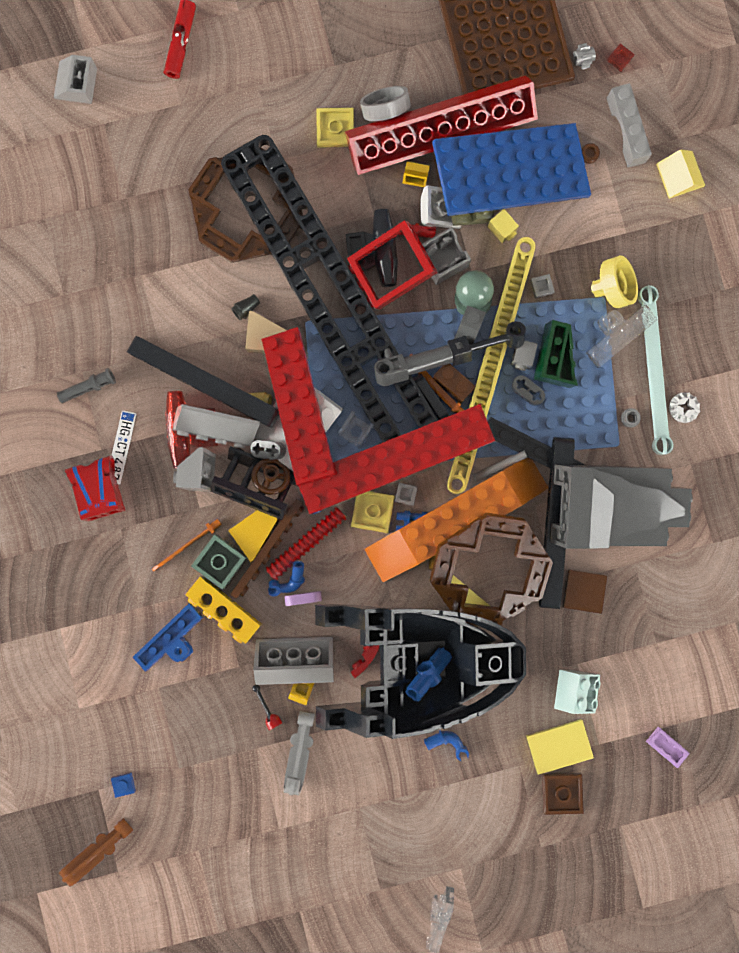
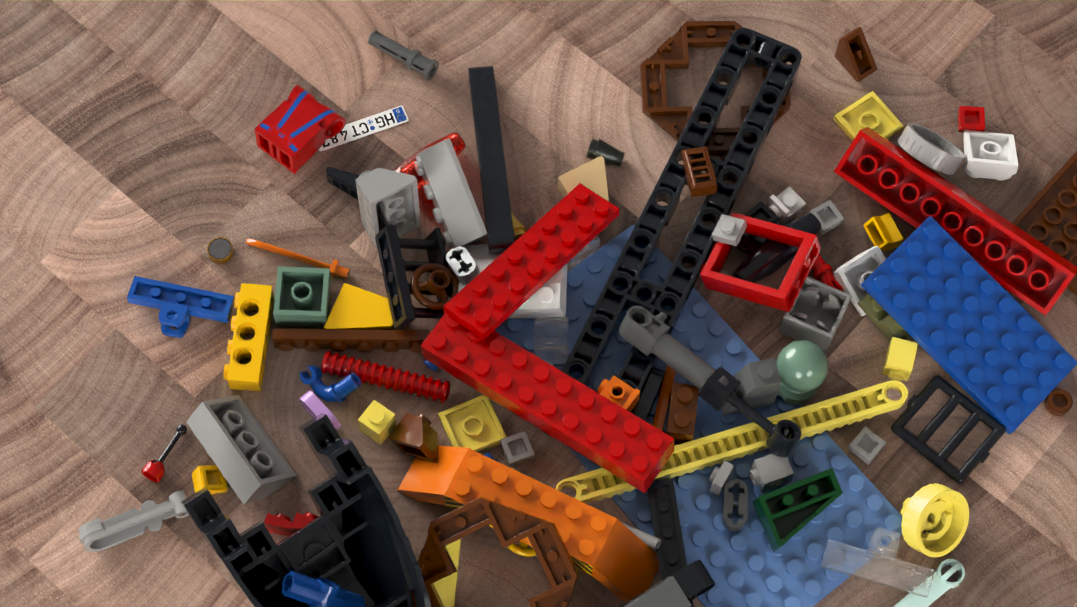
camera: 55 degrees right, 20 degrees down
(149, 591) = (220, 250): none -> tile
(162, 478) = (343, 180): none -> black slope
(286, 100) = (855, 55): none -> reddish brown slope
(308, 252) = (699, 188): none -> reddish brown slope
(333, 568) = (377, 422): none -> light yellow brick
(356, 220) = (786, 204): none -> white bracket
(359, 269) = (729, 230): none -> light grey plate
(361, 550) = (416, 437): none -> reddish brown slope
(377, 62) = (971, 118): none -> red plate
(382, 200) = (828, 216): none -> light grey plate
(410, 69) = (989, 155): none -> white slope
(428, 409) = (628, 398): none -> orange brick
(507, 387) = (720, 477): none -> light grey plate
(577, 249) = (956, 399): none -> black bar

